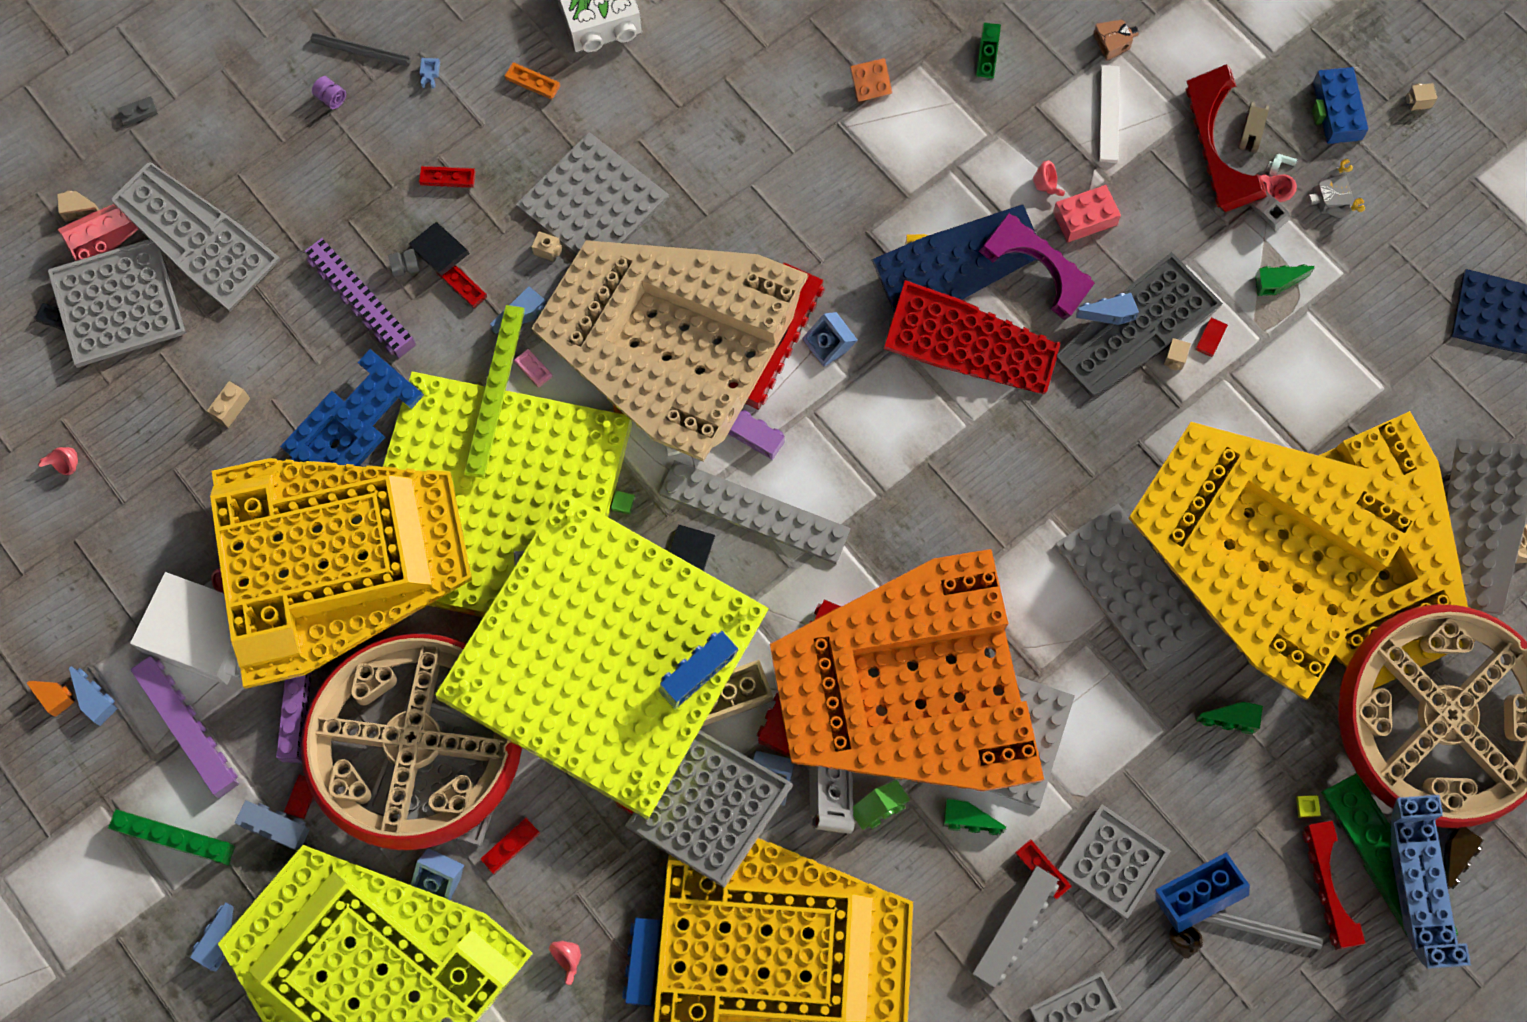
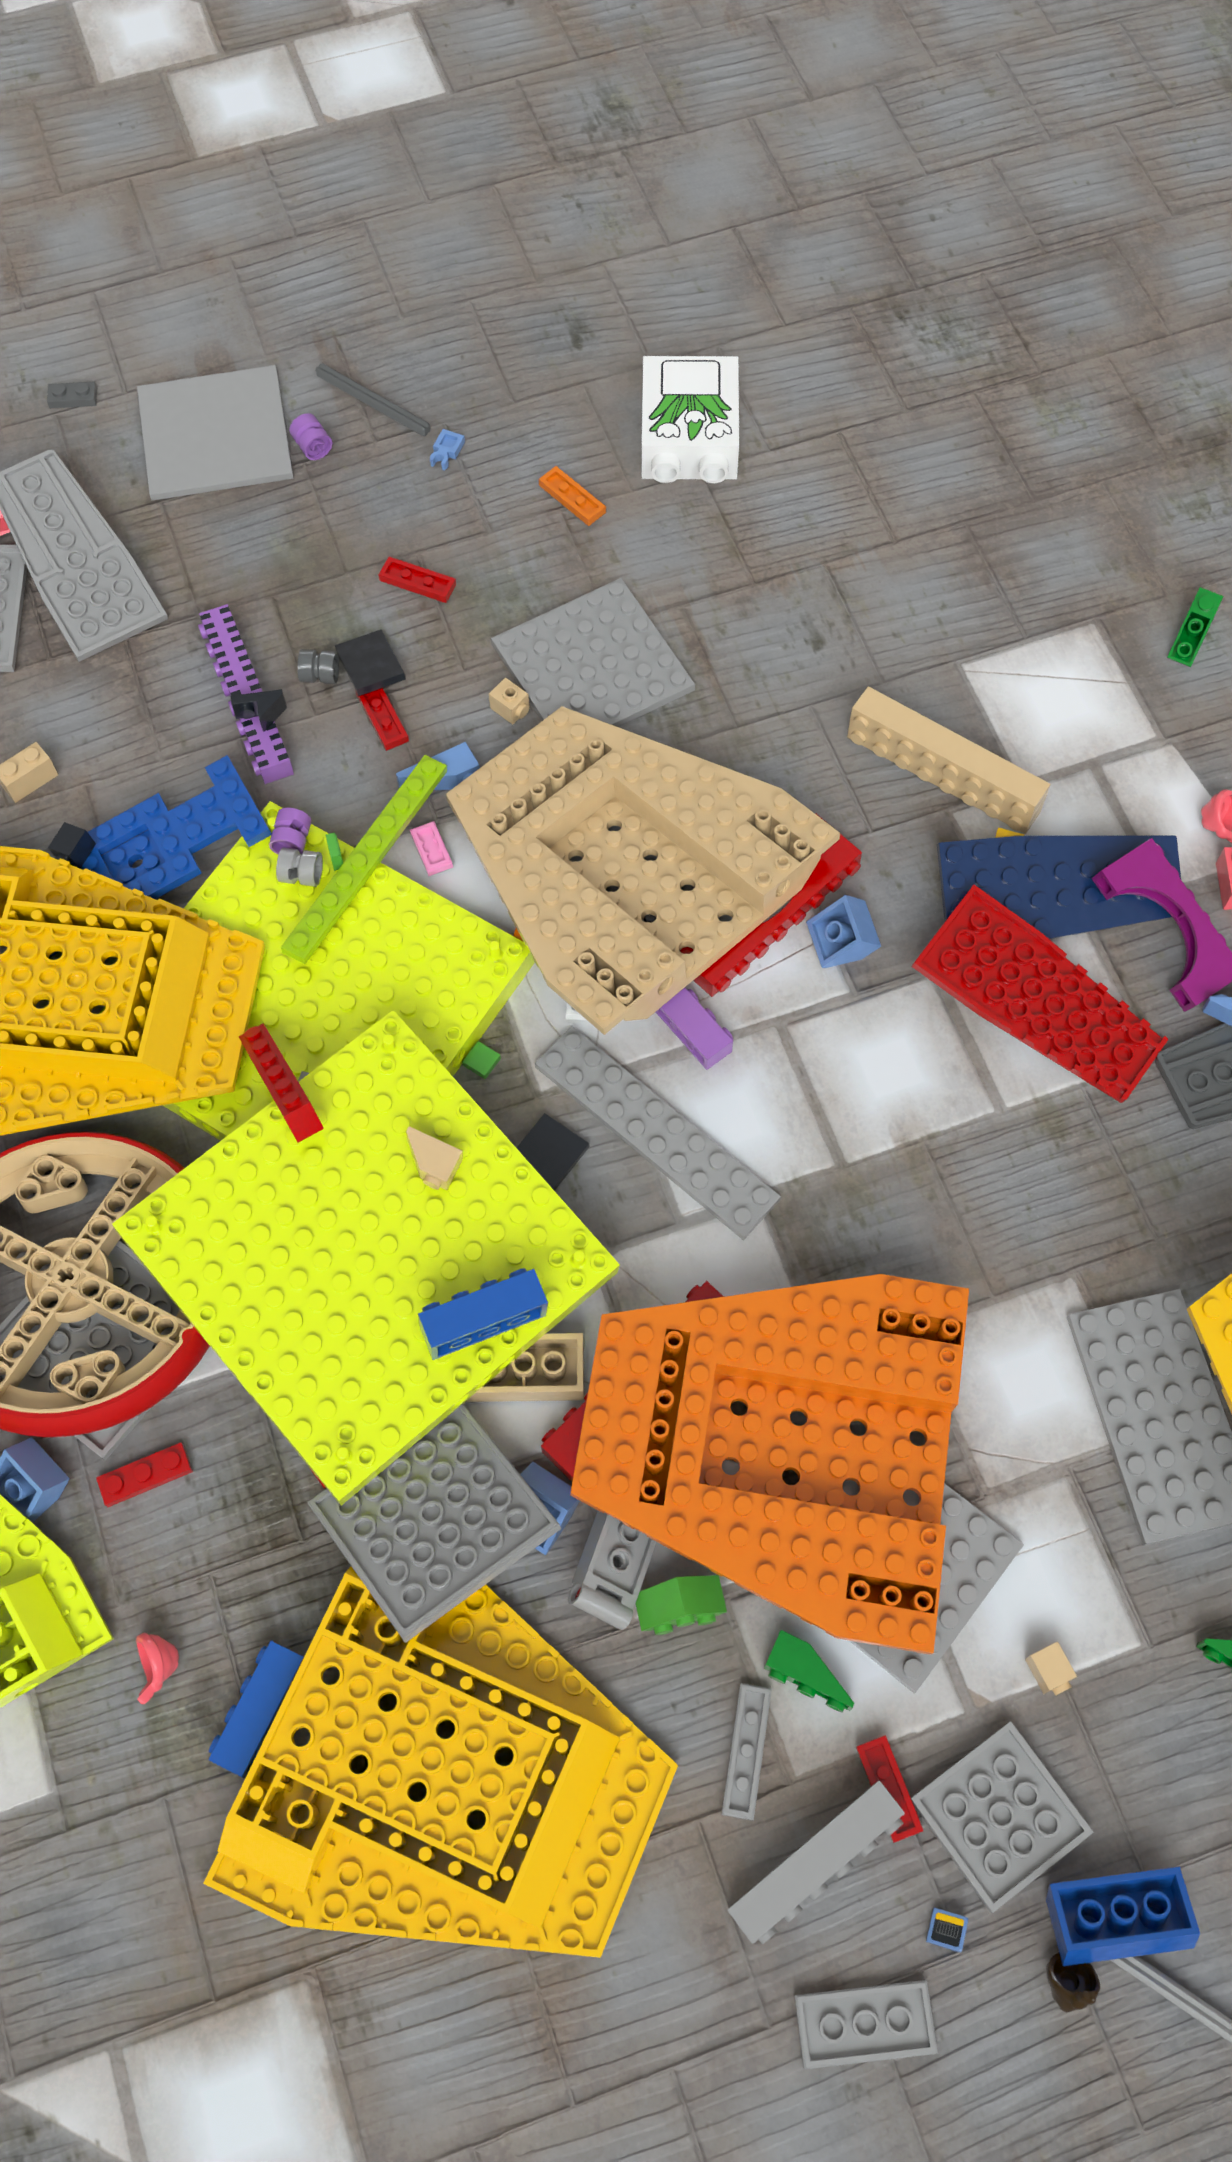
camera: 20 degrees right, 5 degrees down
(255, 109) = (214, 432): none -> light grey tile
(288, 447) = (72, 845): none -> black brick
(382, 303) = (265, 704): none -> black slope
(438, 390) = (290, 830): none -> medium lavender wheel
(454, 412) = (301, 867): none -> light grey wheel
(473, 393) = (334, 850): none -> bright green tile
(518, 571) = (281, 1083): none -> red arch
(627, 581) = (434, 1159): none -> tan slope
(857, 197) = (947, 760): none -> tan brick
(871, 79) = (1019, 618): orange plate -> none
(950, 878) = (746, 1752): none -> light grey tile
(1104, 938) = (947, 1930): none -> slope
(1115, 764) = (1051, 1669): none -> tan brick

